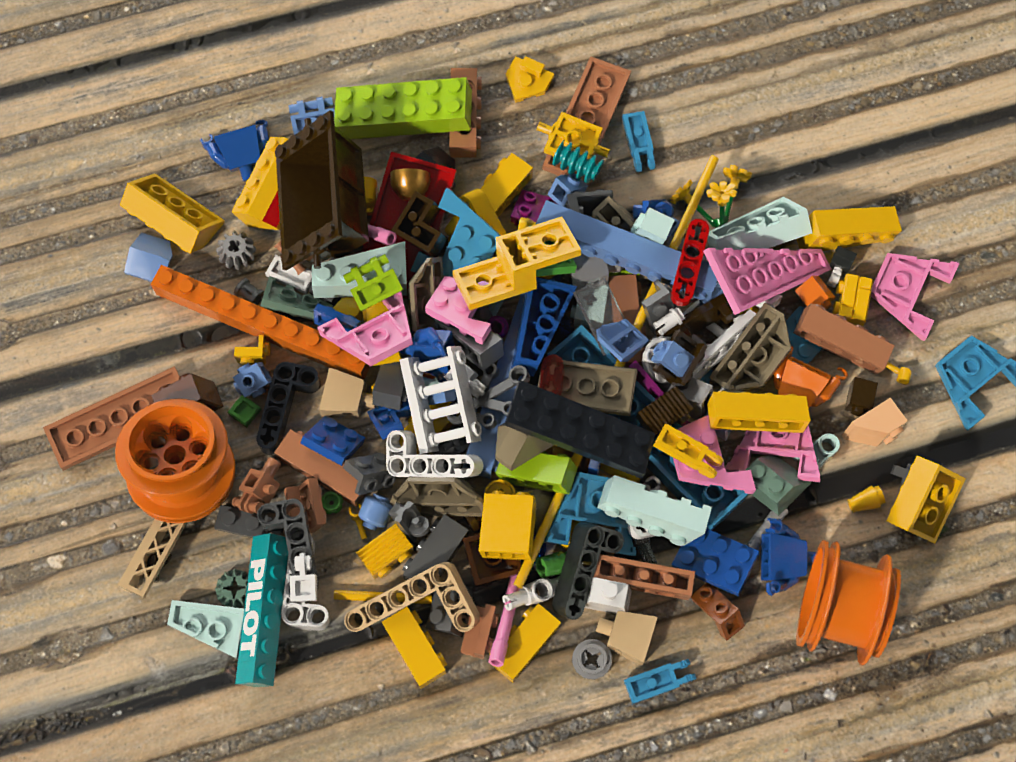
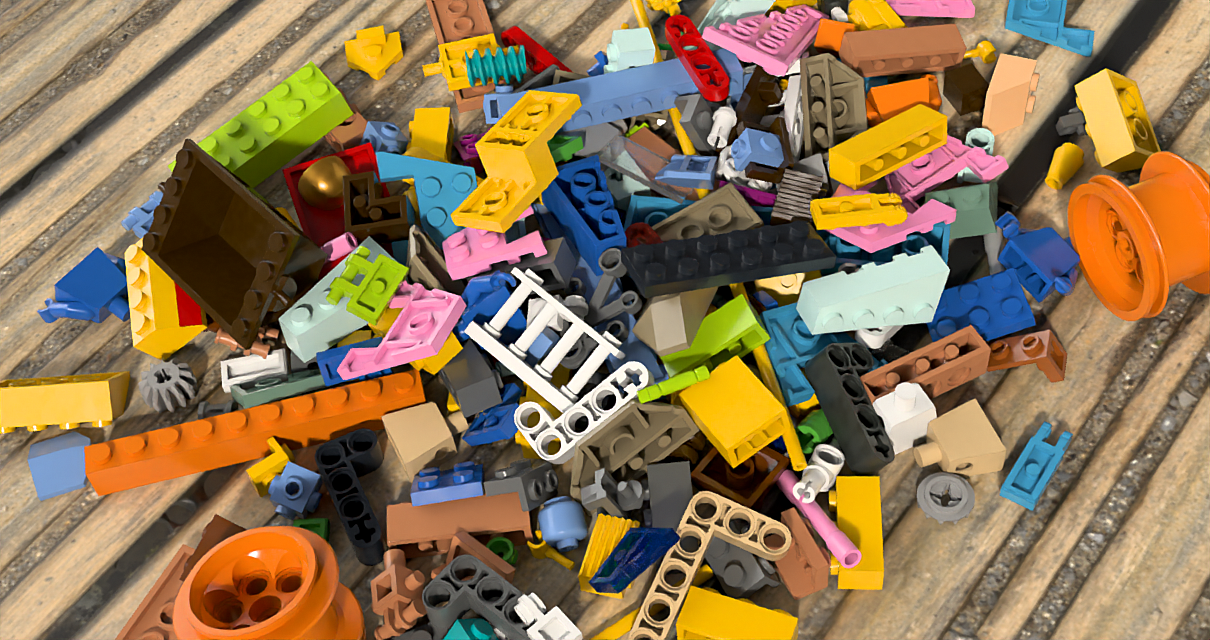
camera: 30 degrees left, 20 degrees down
(384, 569) = (632, 557): none -> clear blue wing
(475, 164) = (385, 137): none -> medium blue brick
(483, 487) = (673, 384): none -> lime wheel
(620, 166) = (536, 56): none -> red beam
(638, 139) = (540, 30): dark azure hinge -> none

